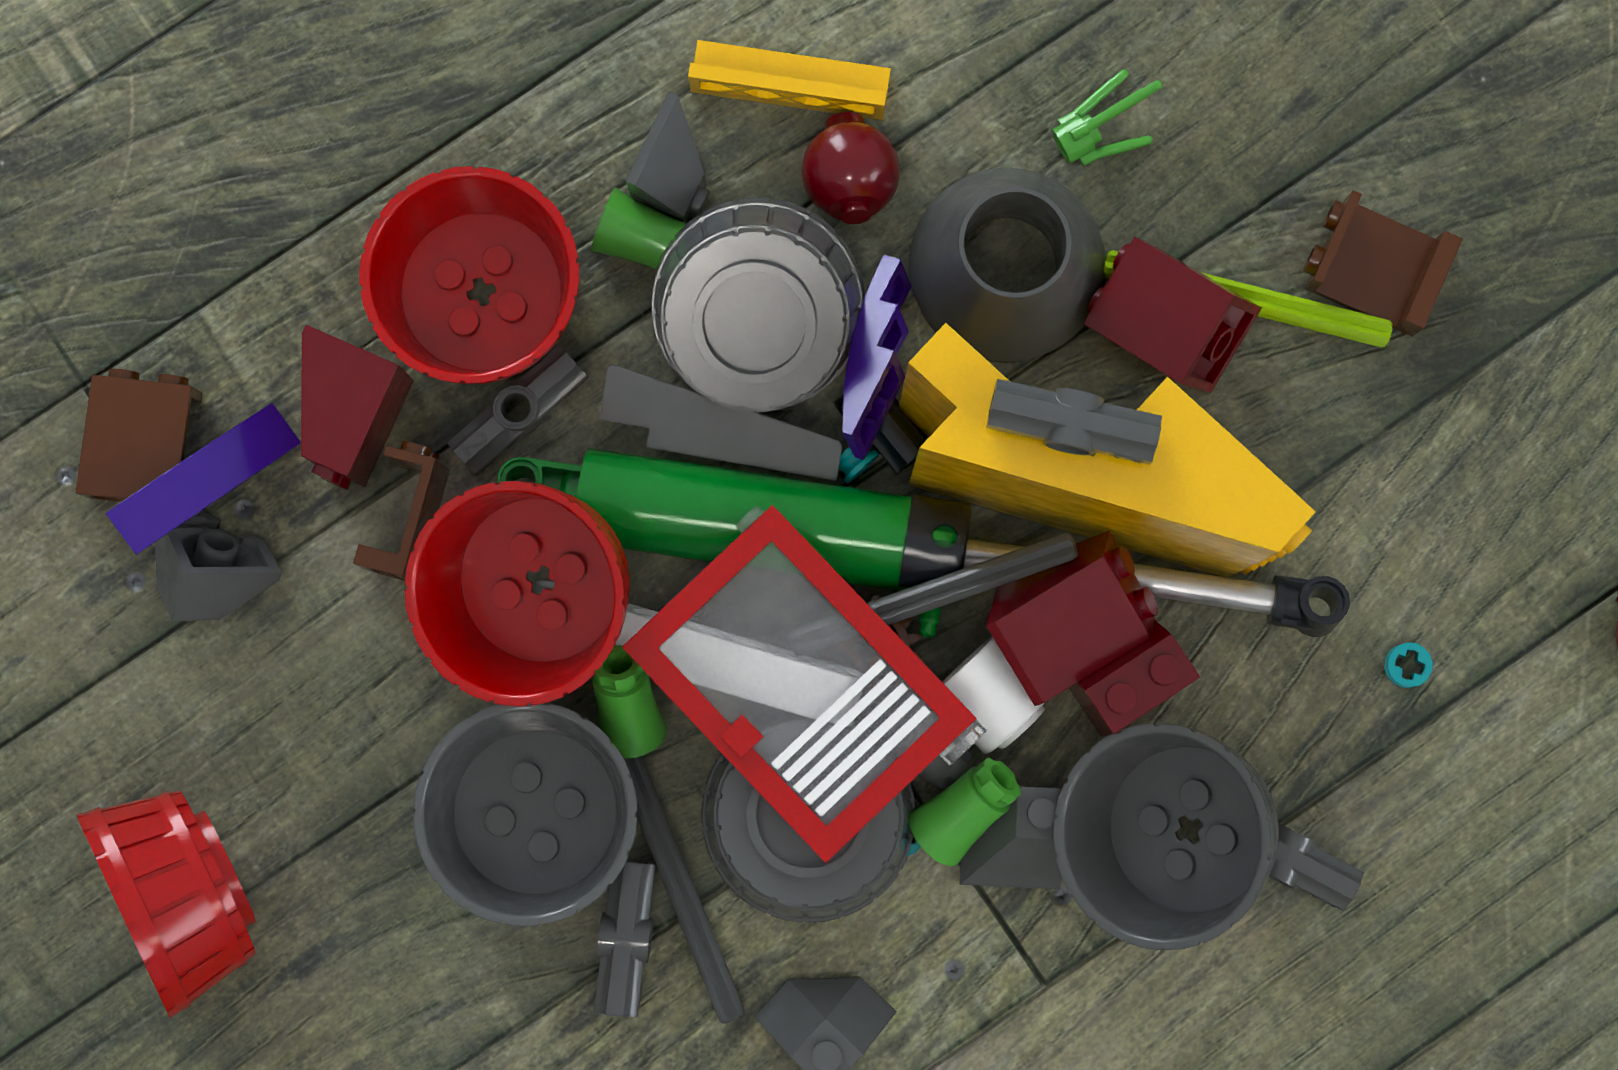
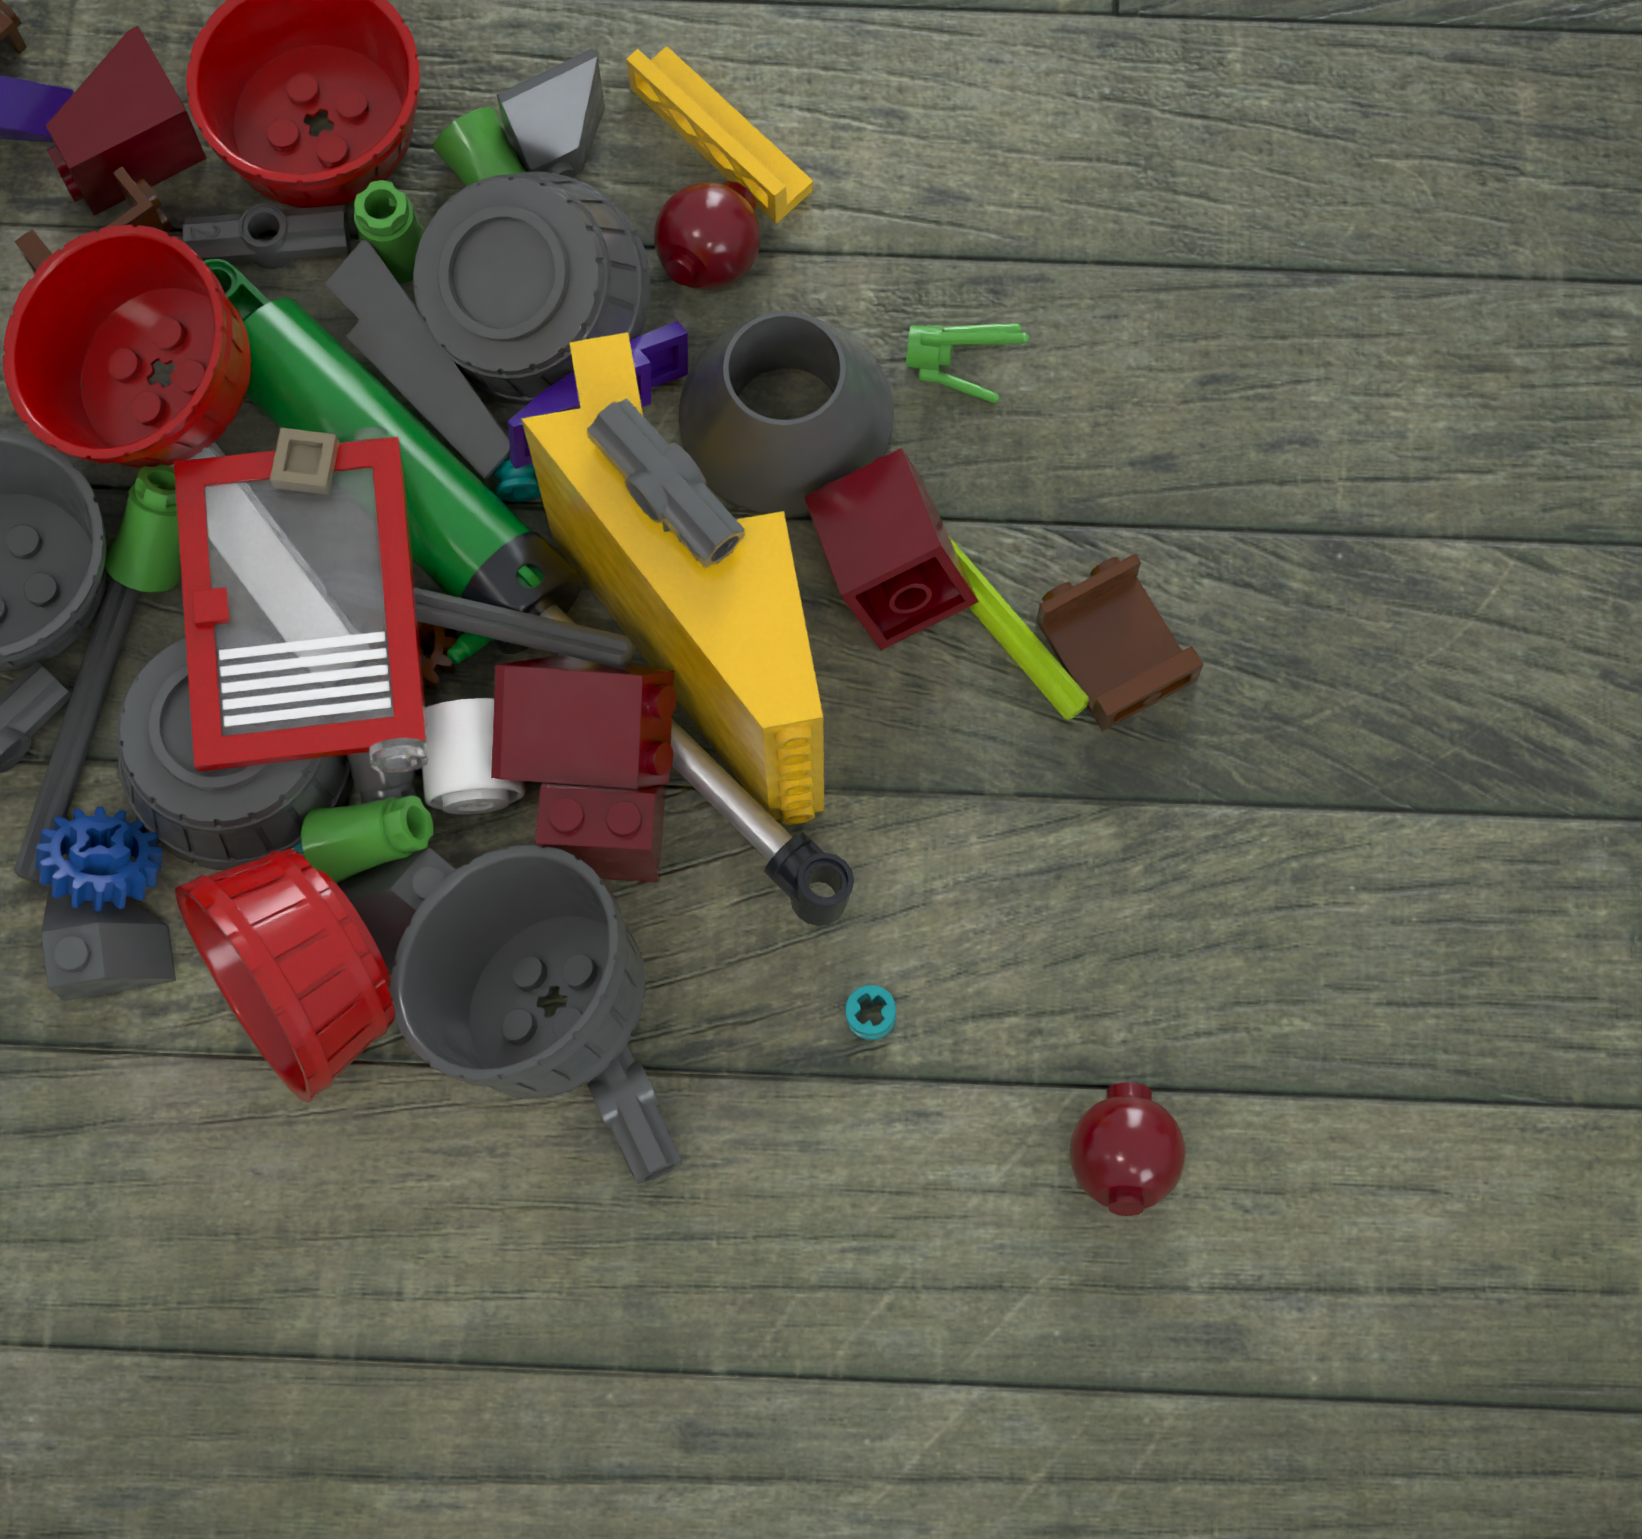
camera: 35 degrees right, 10 degrees down
(628, 353) = (390, 225): none -> bright green plant
(722, 576) = (304, 461): none -> dark tan tile
(797, 980) = (98, 858): none -> blue gear
(1002, 949) = (291, 965): none -> red piece

